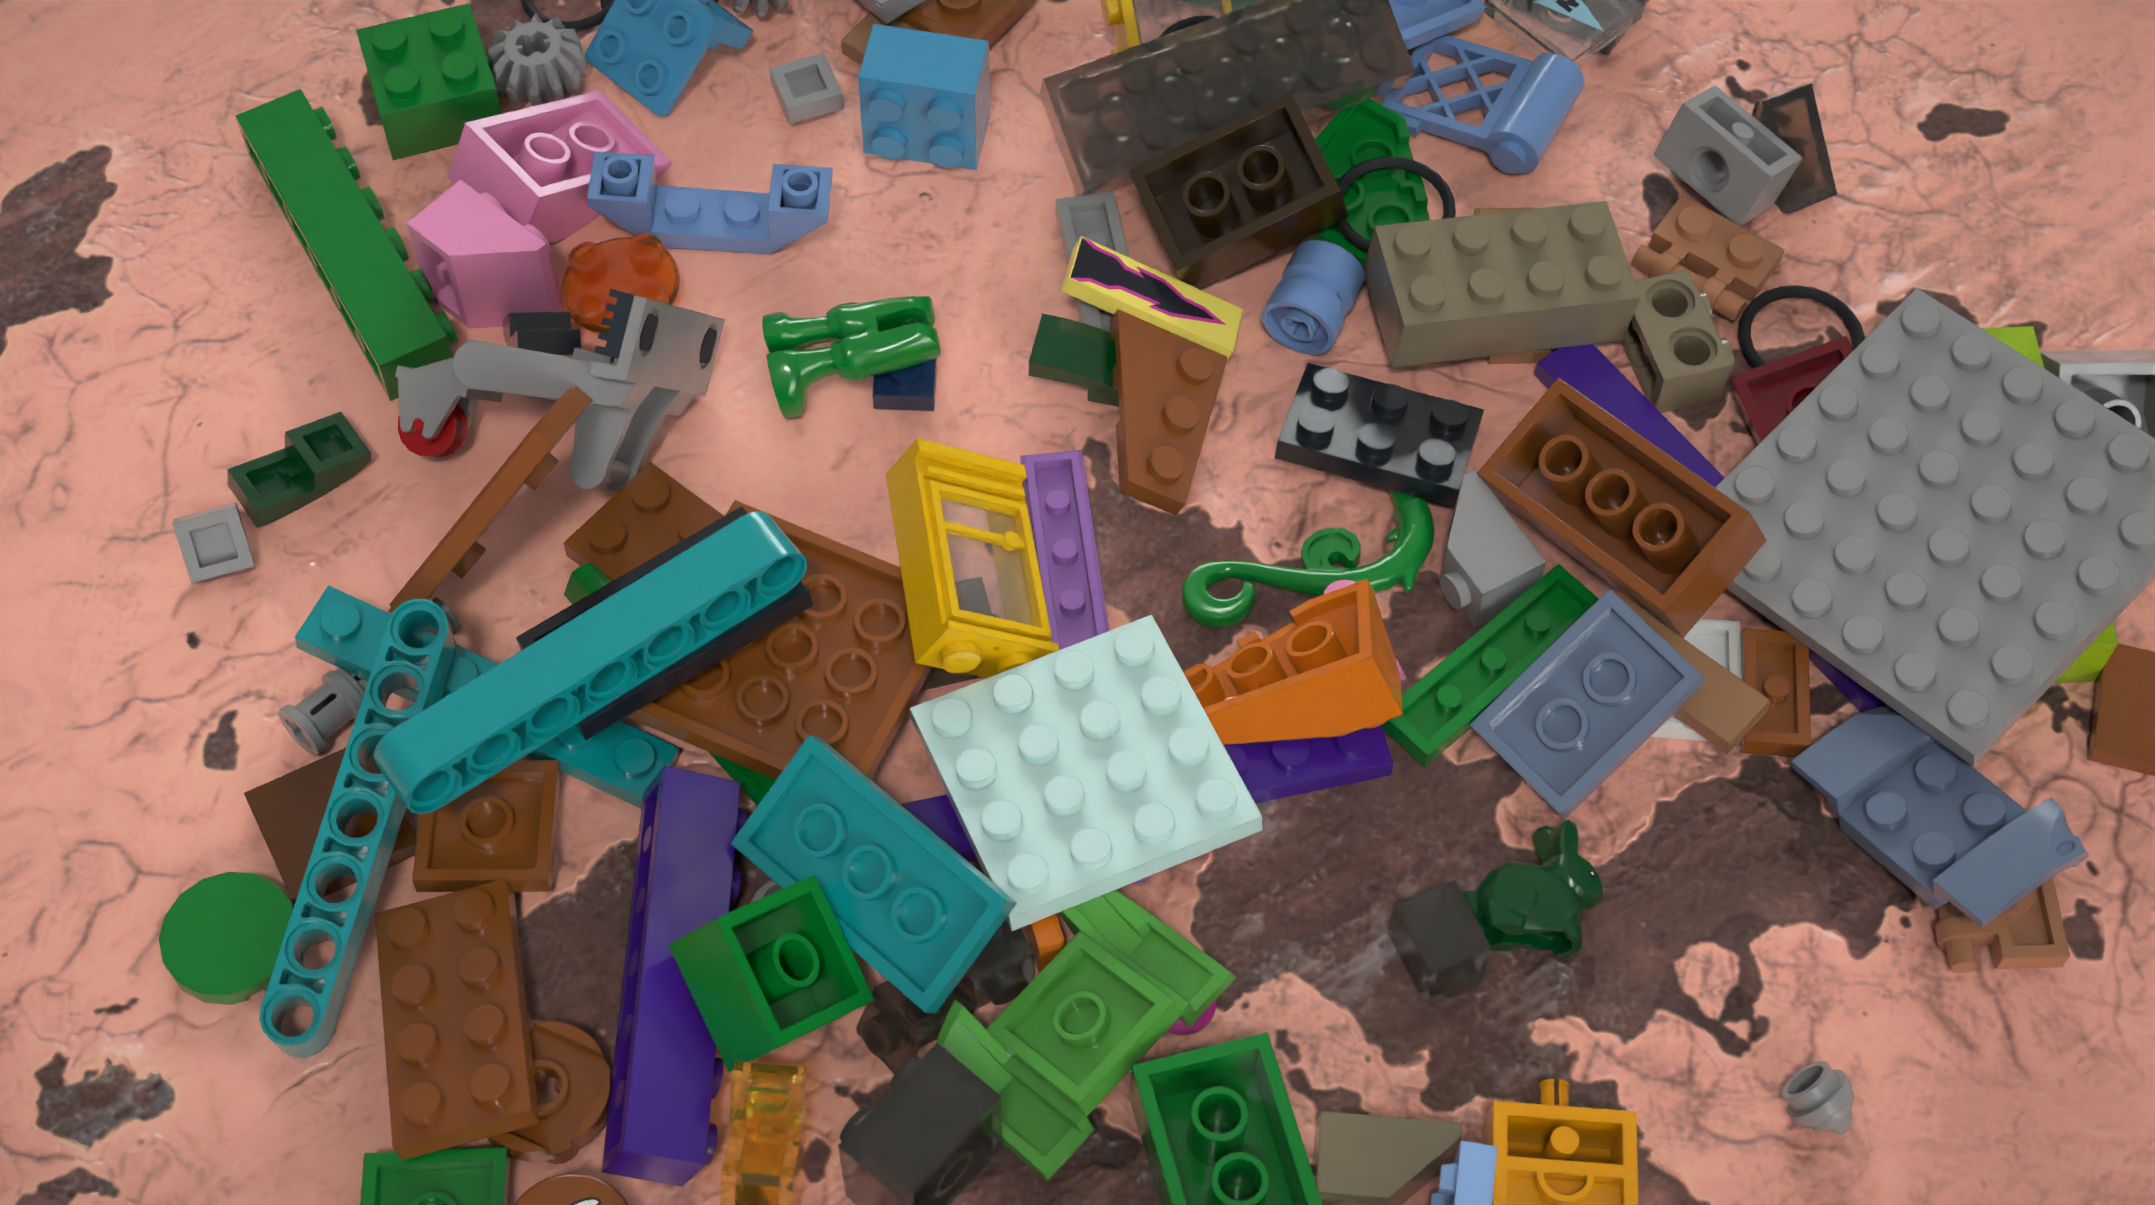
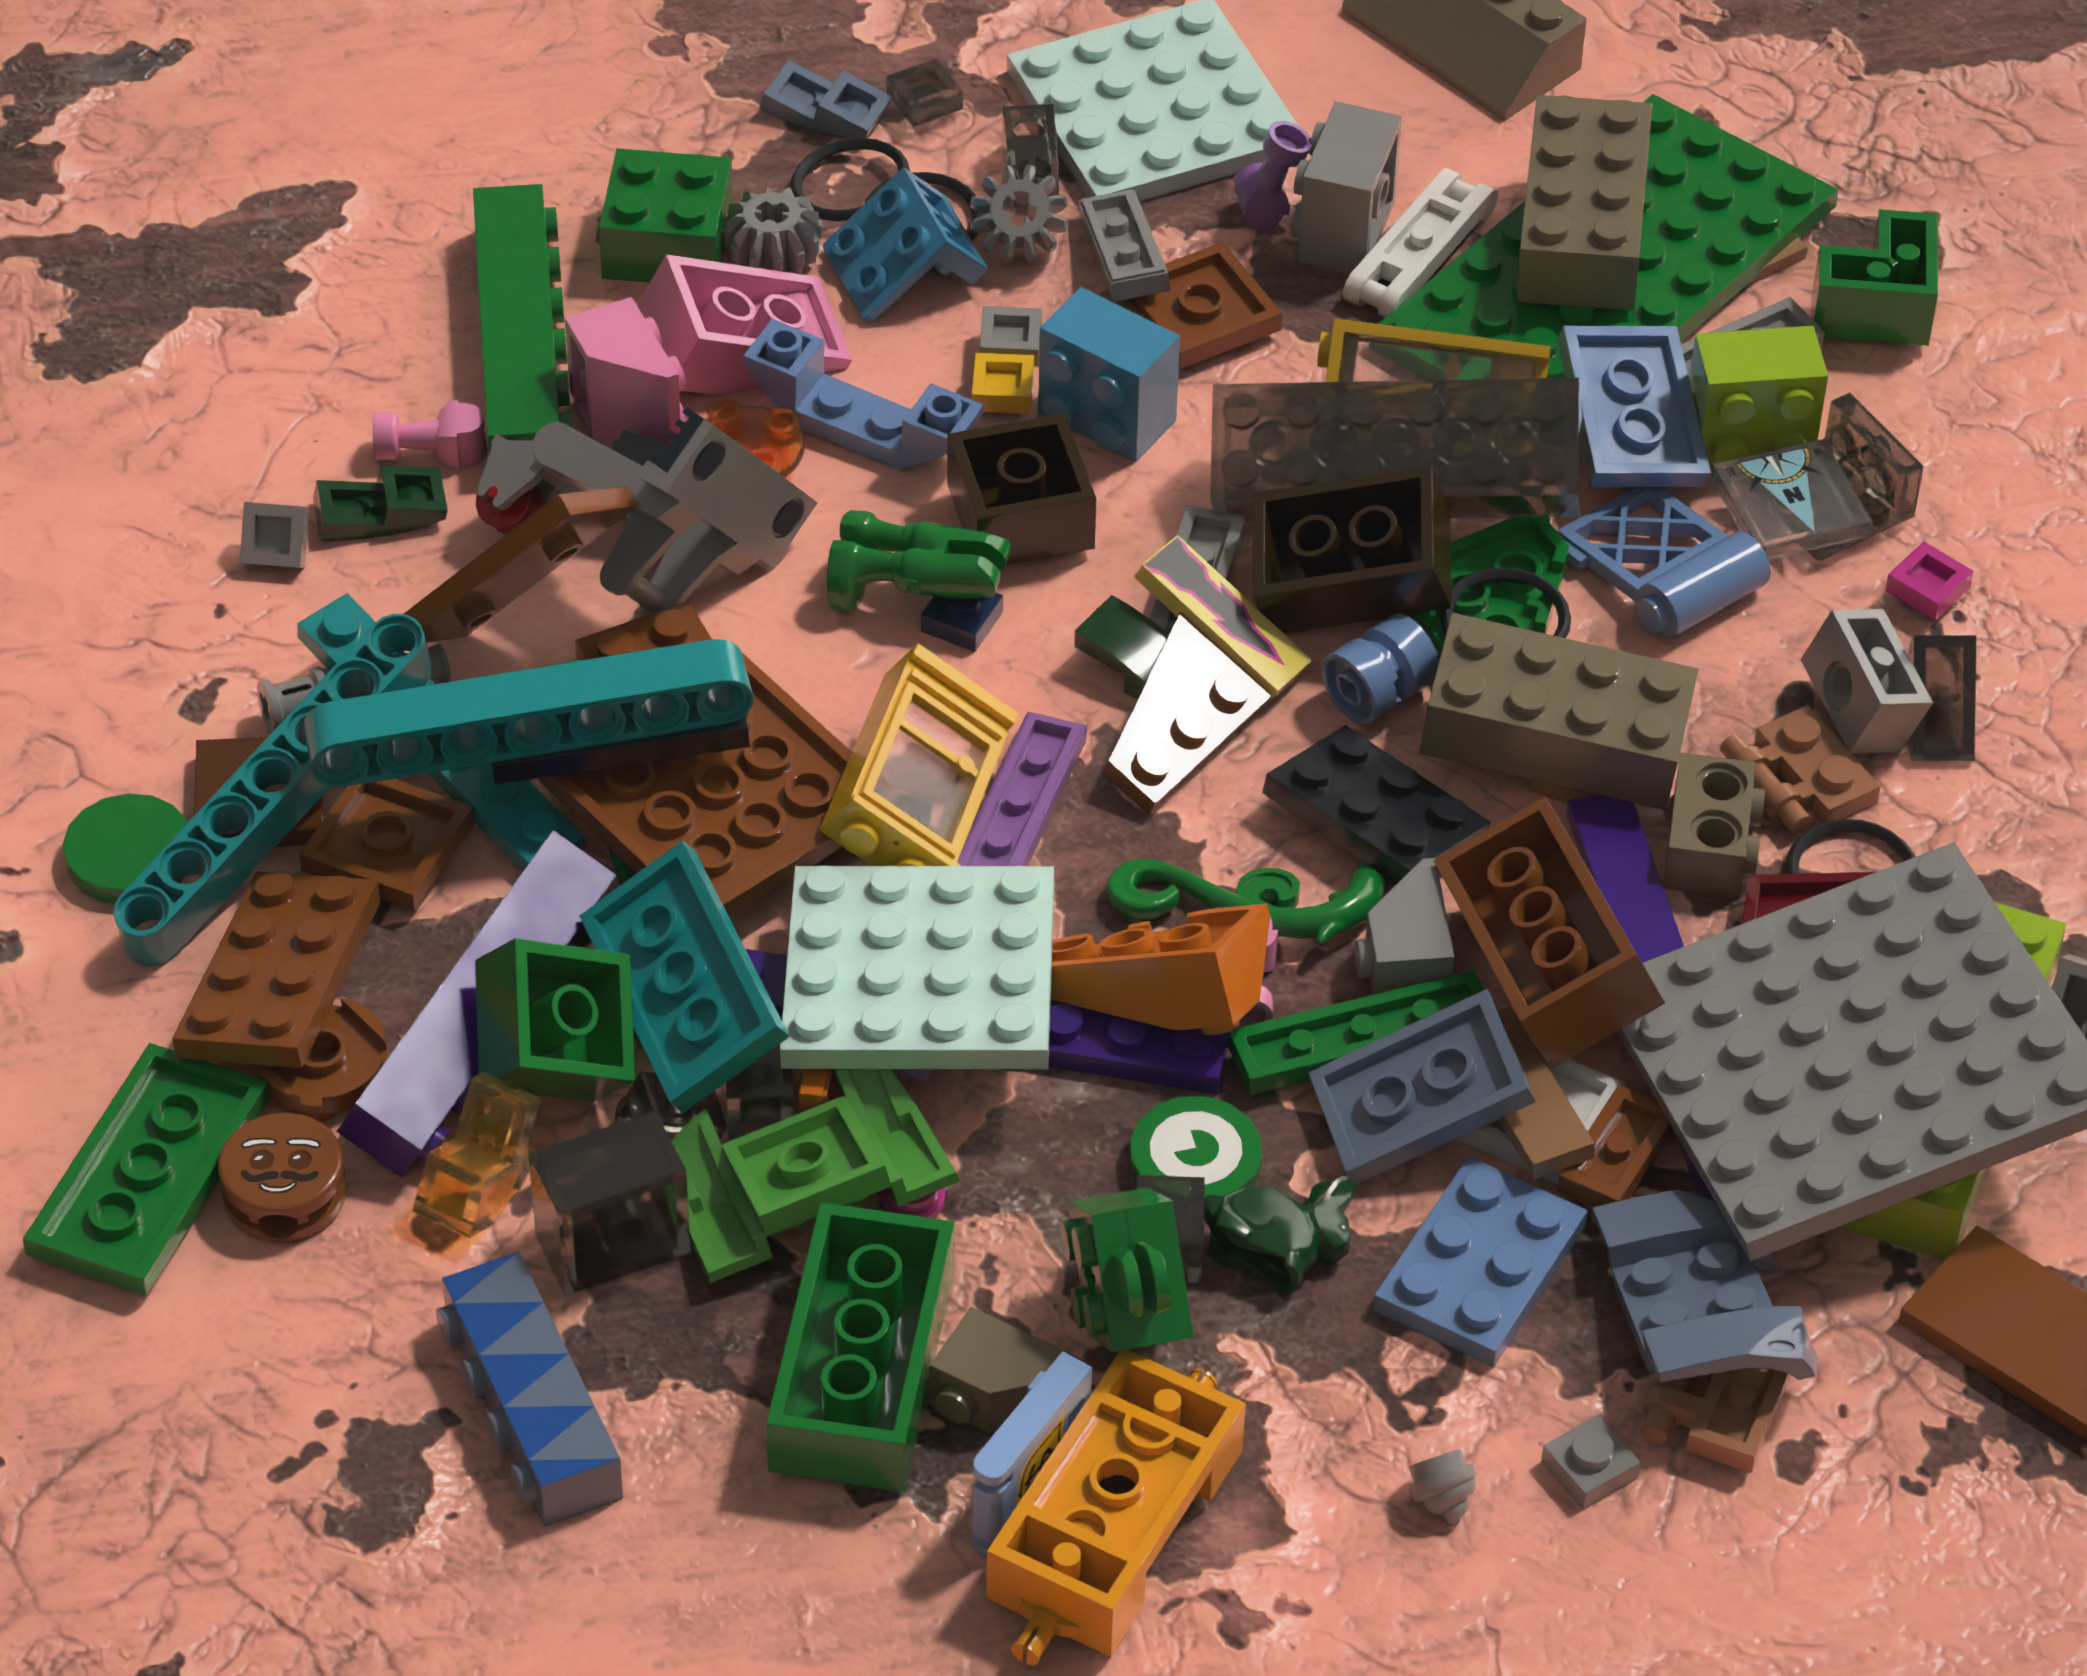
camera: 25 degrees right, 10 degrees down
(337, 374) = (454, 436): none -> bright pink leg
(824, 136) = (1003, 382): none -> yellow plate
(905, 235) = (1024, 486): none -> dark brown brick
(1410, 844) = (1198, 1140): none -> tile
(1459, 1017) = (1127, 1269): none -> green brick
(1711, 41) = (1929, 580): none -> dark pink plate
(1716, 852) = (1480, 1261): none -> medium blue plate
(1924, 1016) = (1590, 1461): none -> light grey plate

